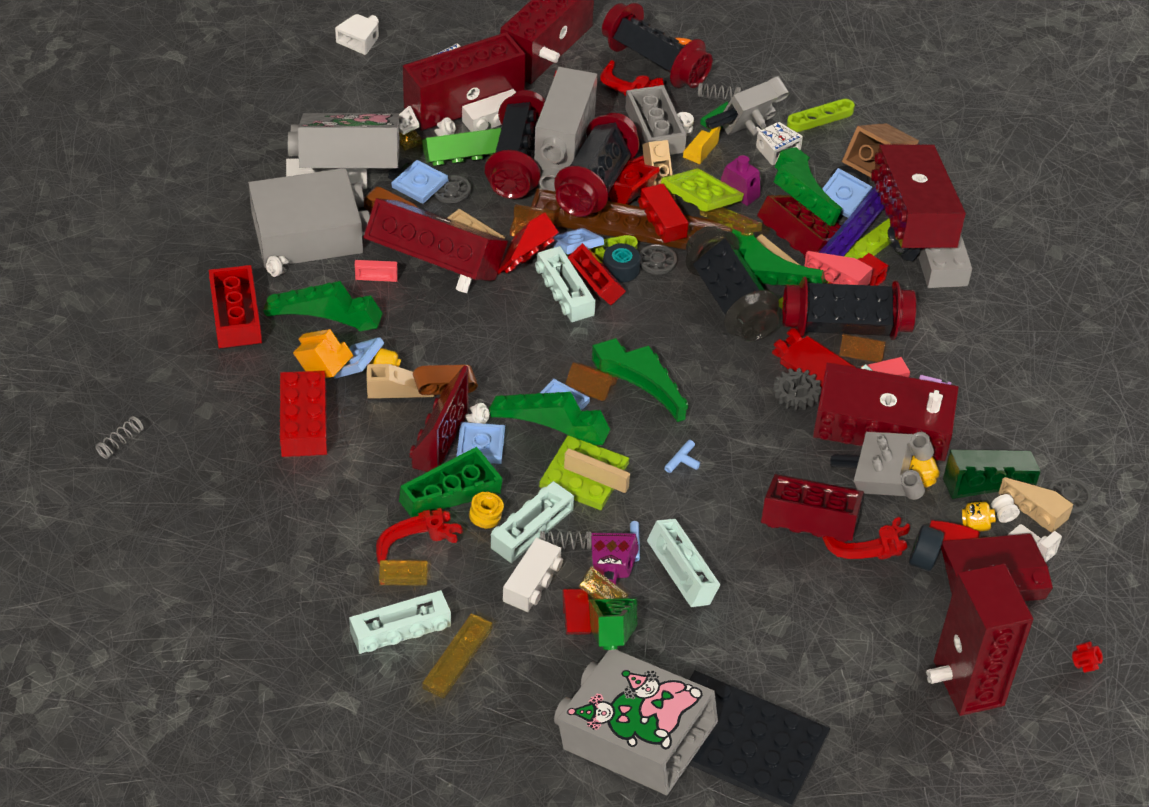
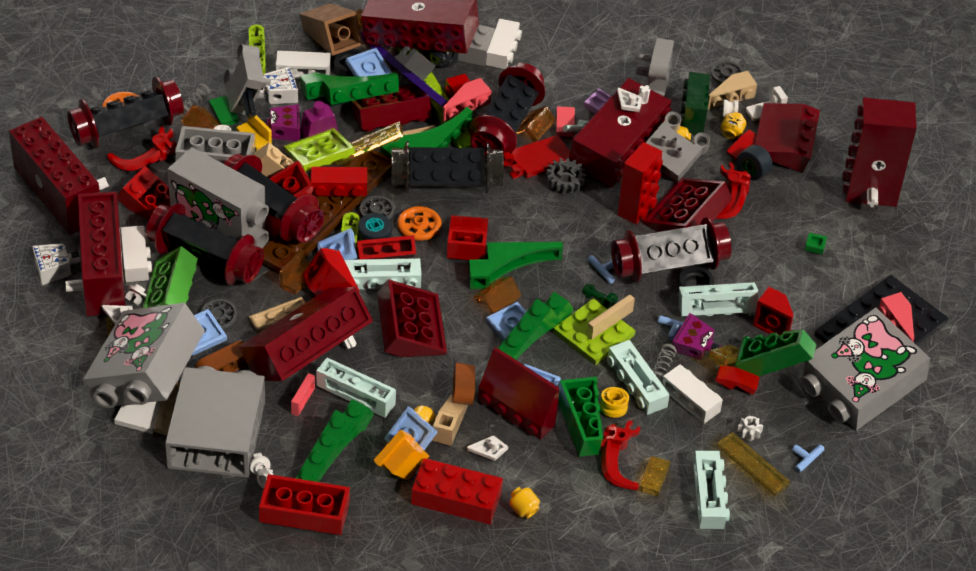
camera: 70 degrees left, 0 degrees up
(260, 276) = (262, 476): none -> white plate
(312, 469) = (524, 502): none -> yellow head
(377, 427) = (490, 448): none -> white piece
(399, 302) = (356, 387): none -> light aqua brick
(496, 707) = (807, 457): none -> light blue piece
(507, 639) = (750, 428): none -> white gear
(514, 321) = (410, 320): none -> dark red slope
(638, 451) = (606, 300): none -> dark green bar
(657, 329) = (467, 237): none -> red slope
(658, 295) = (419, 223): none -> orange plate
(687, 617) = (773, 312): none -> red slope
(696, 104) = (199, 118): none -> clear orange panel
(710, 529) = (695, 273): none -> black tyre
(724, 153) = (284, 122): none -> magenta torso
(724, 496) = (671, 249): none -> brick
(750, 742) = (899, 312): none -> coral slope
(798, 436) = (640, 183): none -> red brick
(820, 149) = (304, 62): none -> white brick
(836, 640) = (815, 243): none -> green plate
(862, 218) = (415, 62): none -> dark grey hinge
(915, 392) = (629, 101): none -> white piece
(964, 288) = (503, 44): none -> white brick
(1007, 419) = (660, 65): none -> light grey piece

